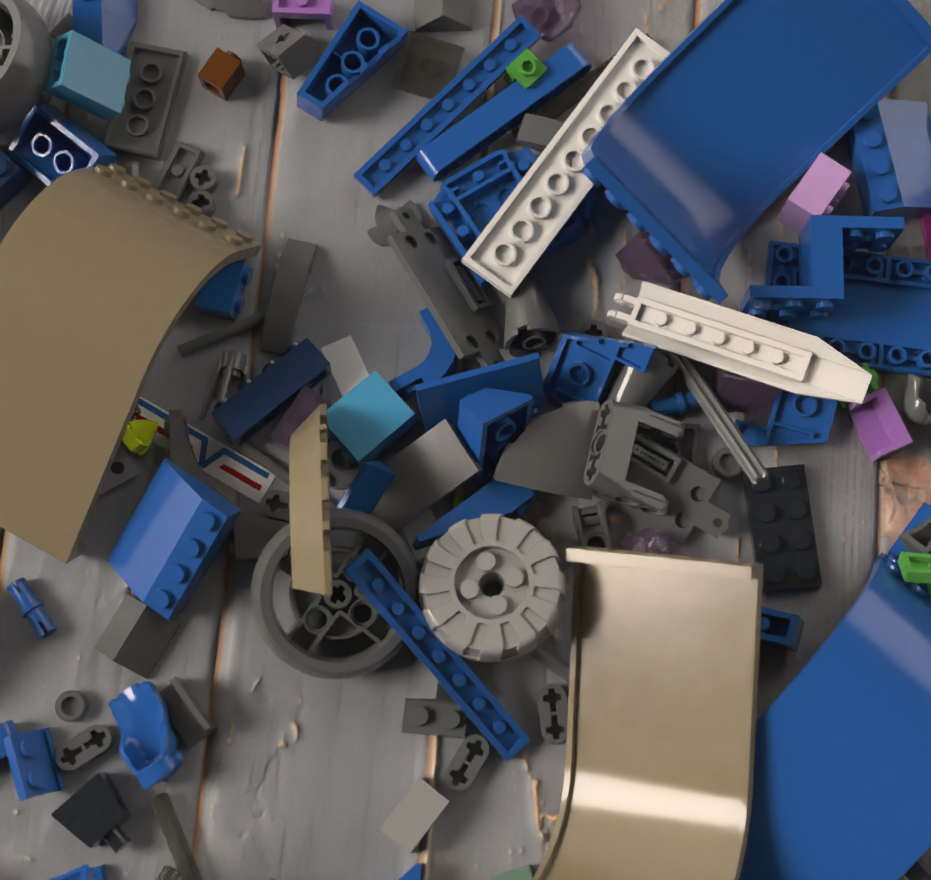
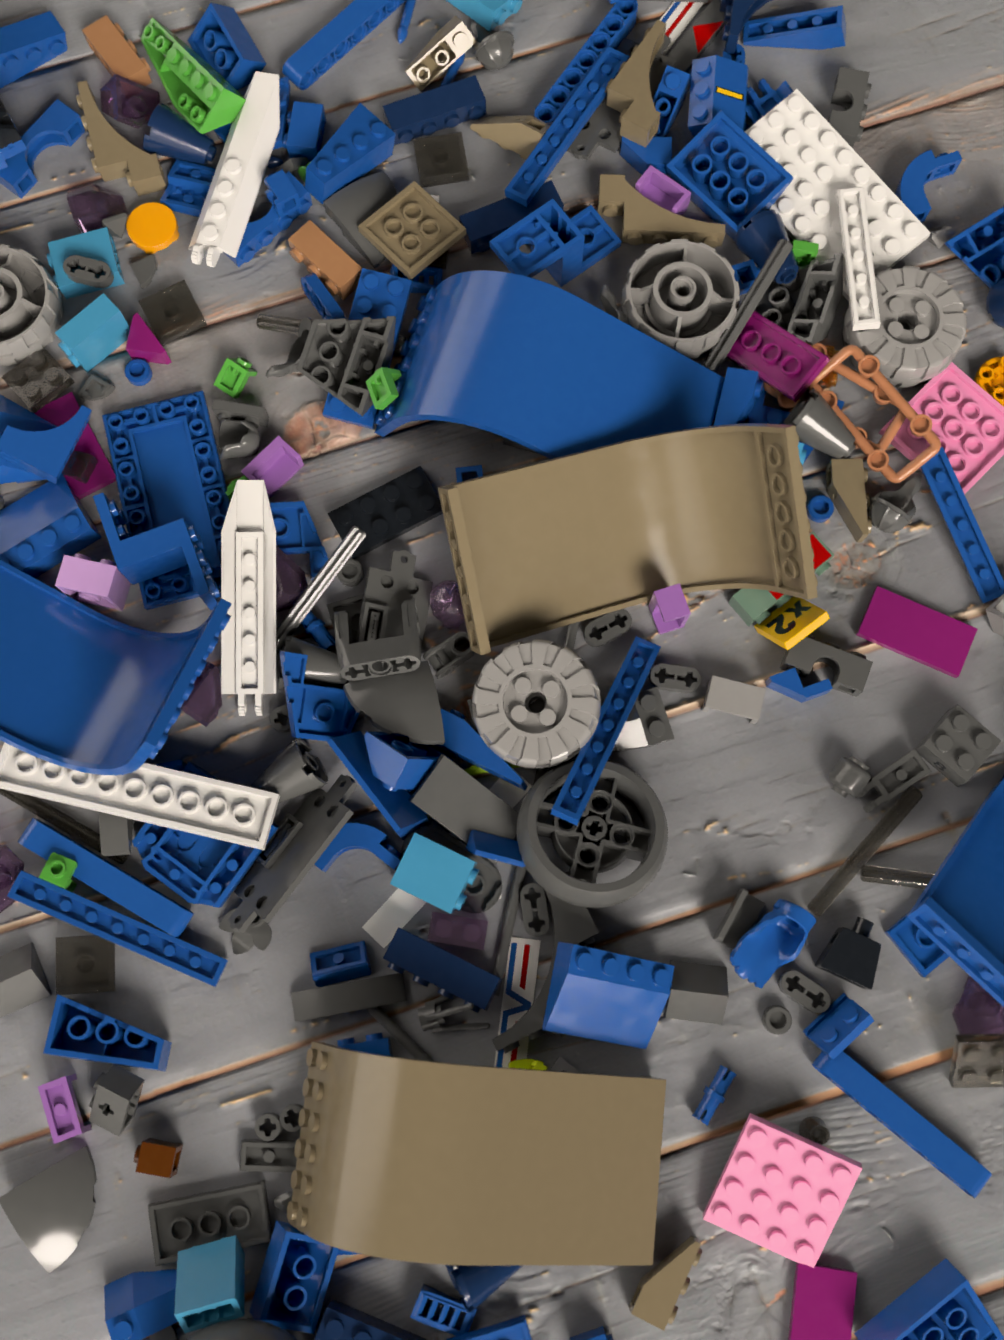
camera: 115 degrees left, 0 degrees up
(310, 505) = (531, 875): dark tan brick -> none
(324, 300) = (340, 964): none -> blue slope
(543, 786) = (669, 609): none -> medium lavender panel

